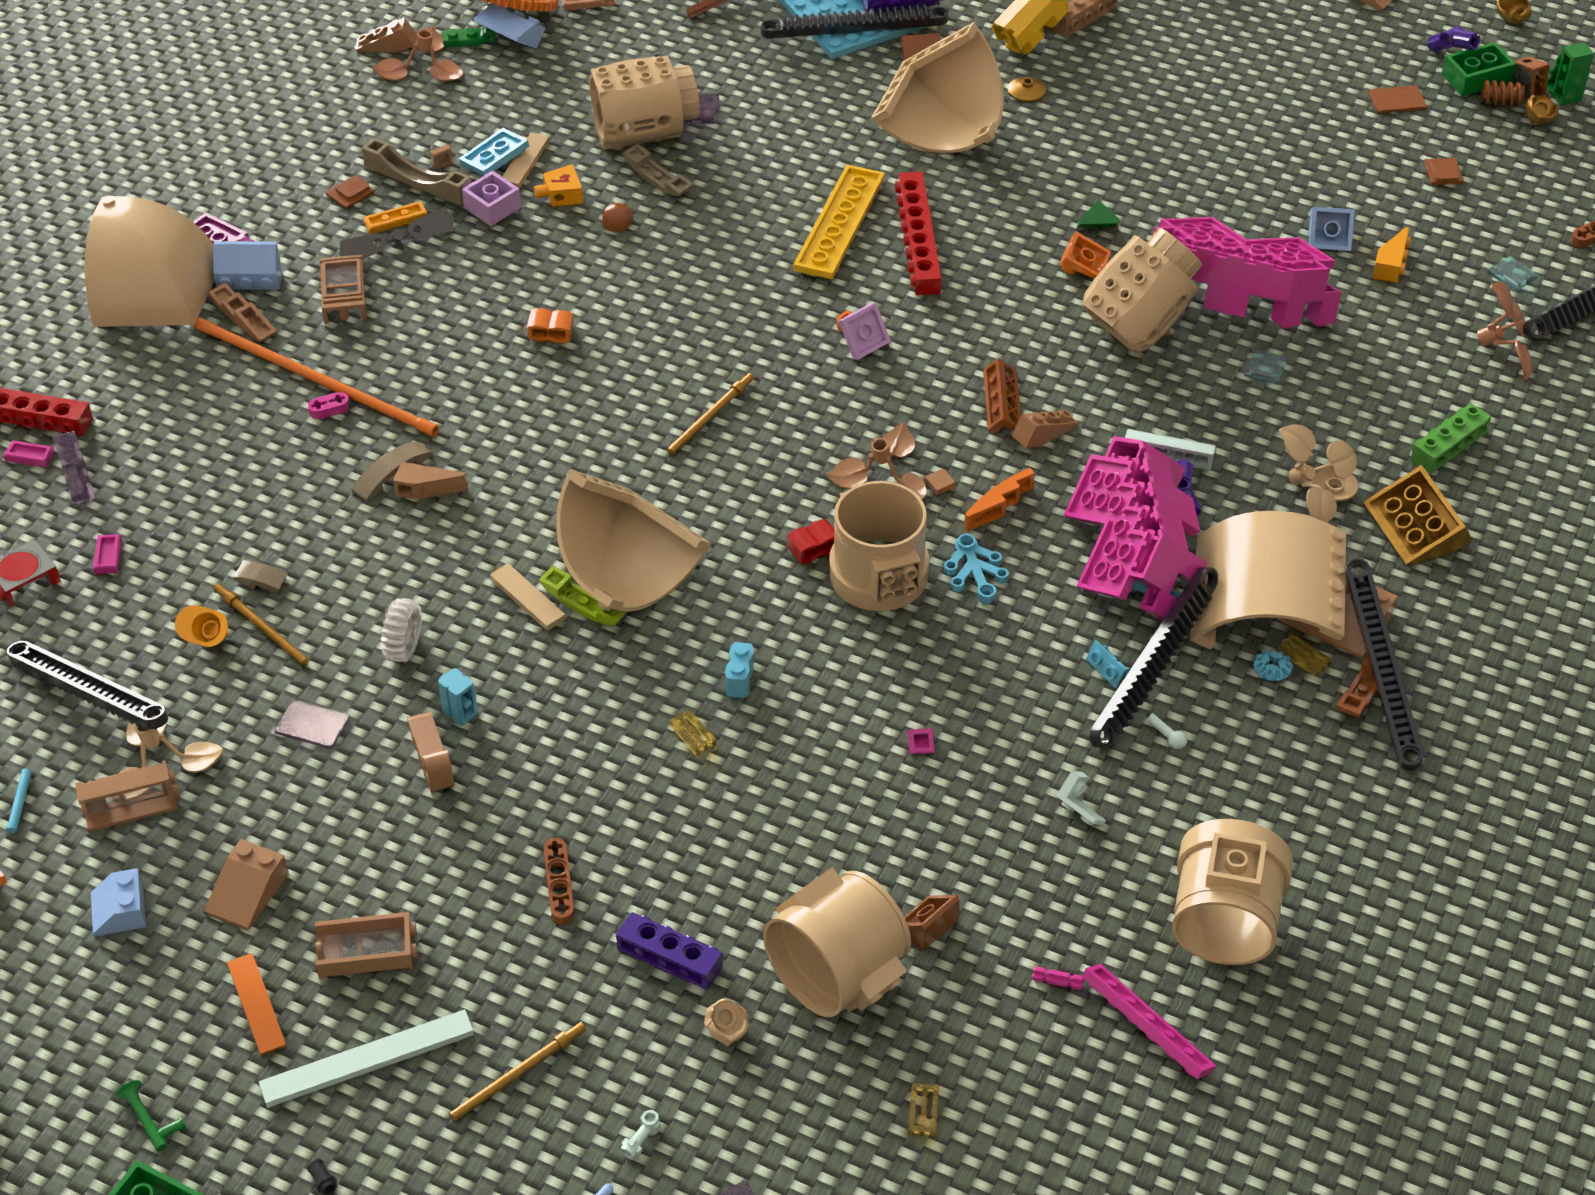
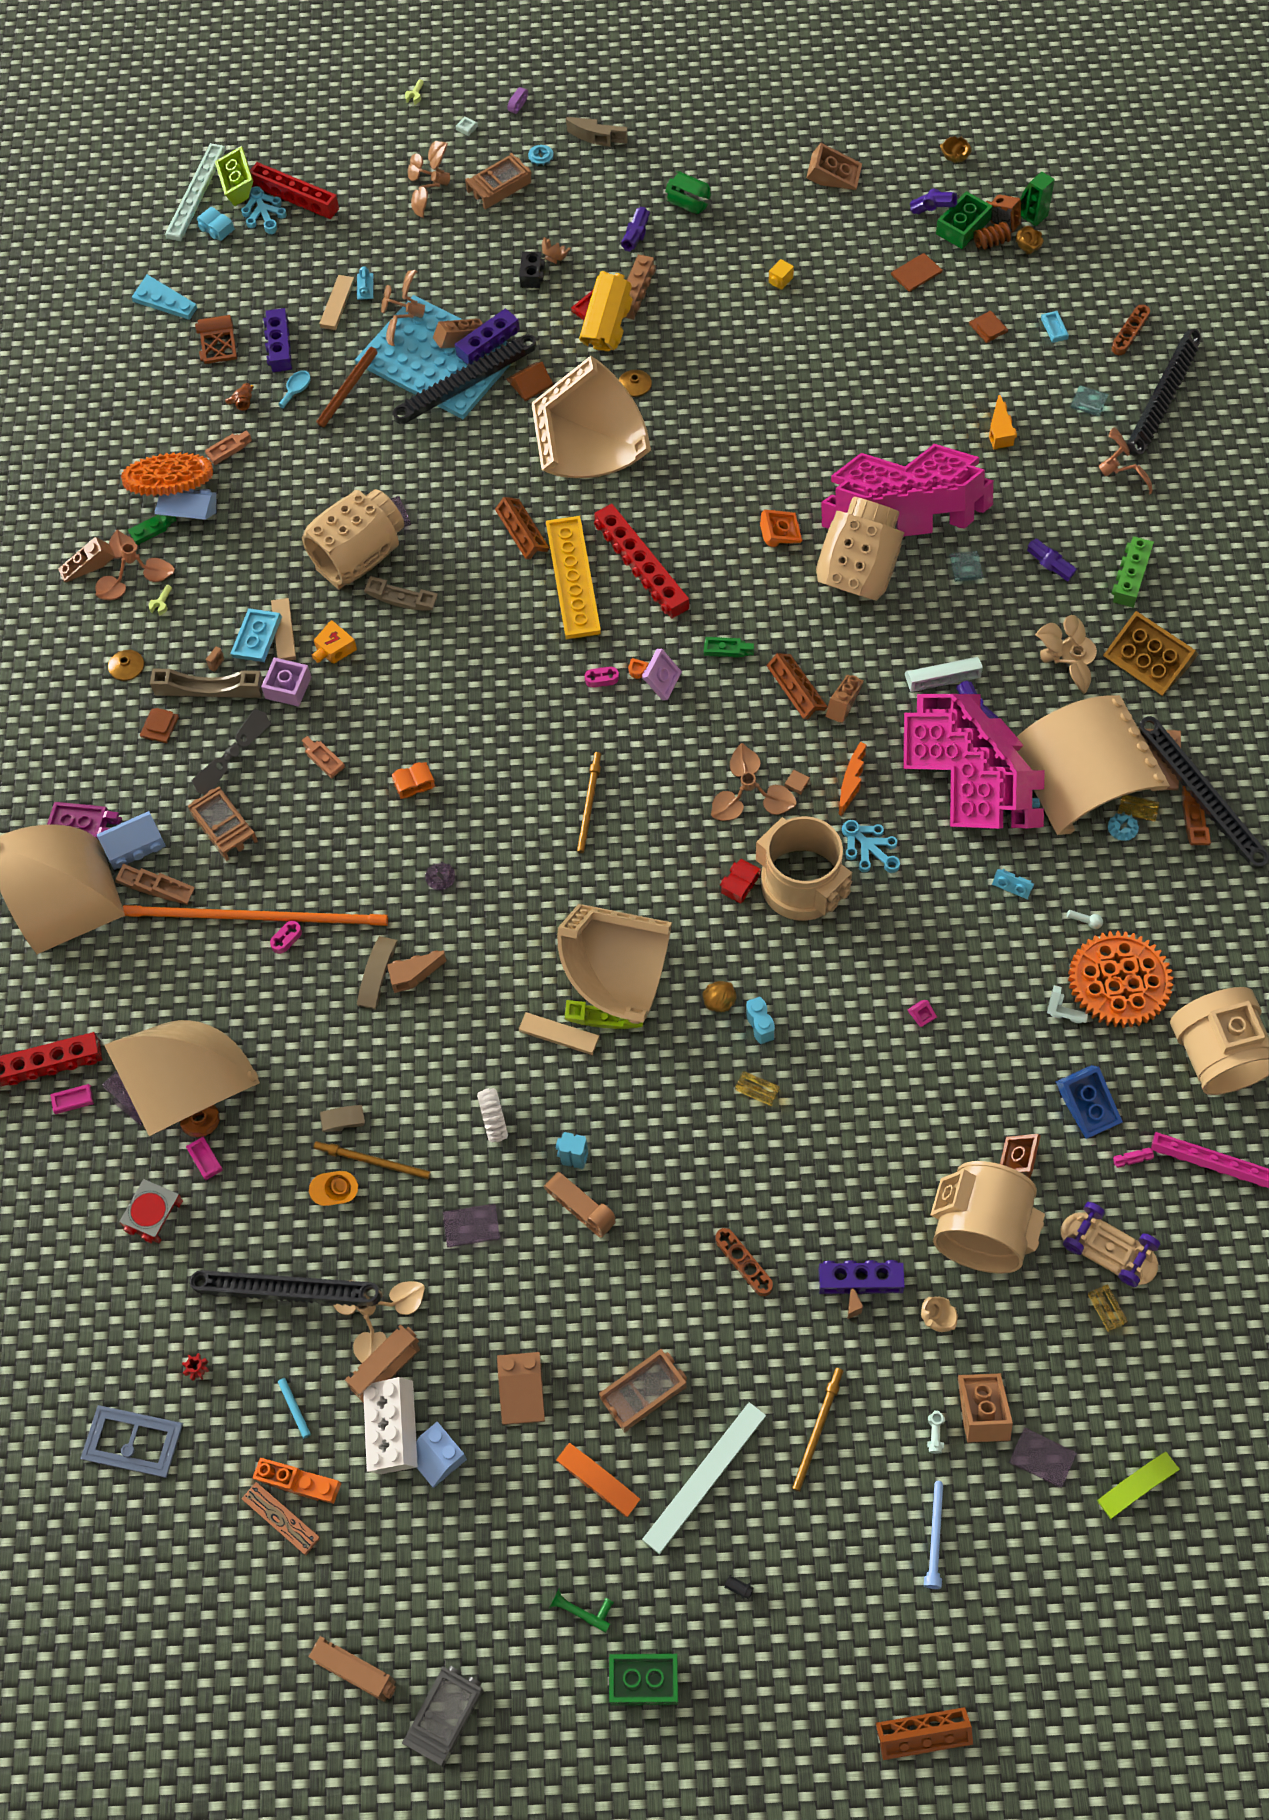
camera: 25 degrees left, 15 degrees up
(90, 851) = (390, 1426): none -> white brick
(118, 520) = (203, 1127): none -> dark orange tile
(130, 453) = (179, 1070): none -> tan panel
(357, 134) = (129, 669): none -> pearl gold dish
(394, 217) = (215, 733): light orange tile -> none
(426, 98) = (160, 601): none -> yellowish green bar
(479, 274) = (323, 757): none -> nougat hinge
(522, 419) = (436, 882): none -> clear purple gear
(617, 217) = (396, 652): dark orange hair -> none
(641, 972) = (855, 1306): none -> medium nougat slope
(710, 1137) = (984, 1408): none -> medium nougat slope
(715, 632) = (719, 996): none -> pearl gold hair
(805, 314) = (601, 677): none -> dark pink beam
(816, 159) = (521, 529): none -> dark orange fence
(953, 338) = (727, 647): none -> green hinge
(968, 1051) = (1110, 1247): none -> tan piece
(1045, 900) = (1089, 1101): none -> blue slope
(1098, 216) = (765, 484): green slope -> none
(1154, 658) = (1048, 865): black gear -> none
(1169, 788) = (1138, 954): none -> orange gear
(1245, 50) = (781, 274): none -> yellow brick
(1331, 228) = (942, 419): light blue slope -> none
(1364, 393) = (1051, 559): none -> dark purple piece
(1518, 196) = (1054, 326): none -> medium azure tile

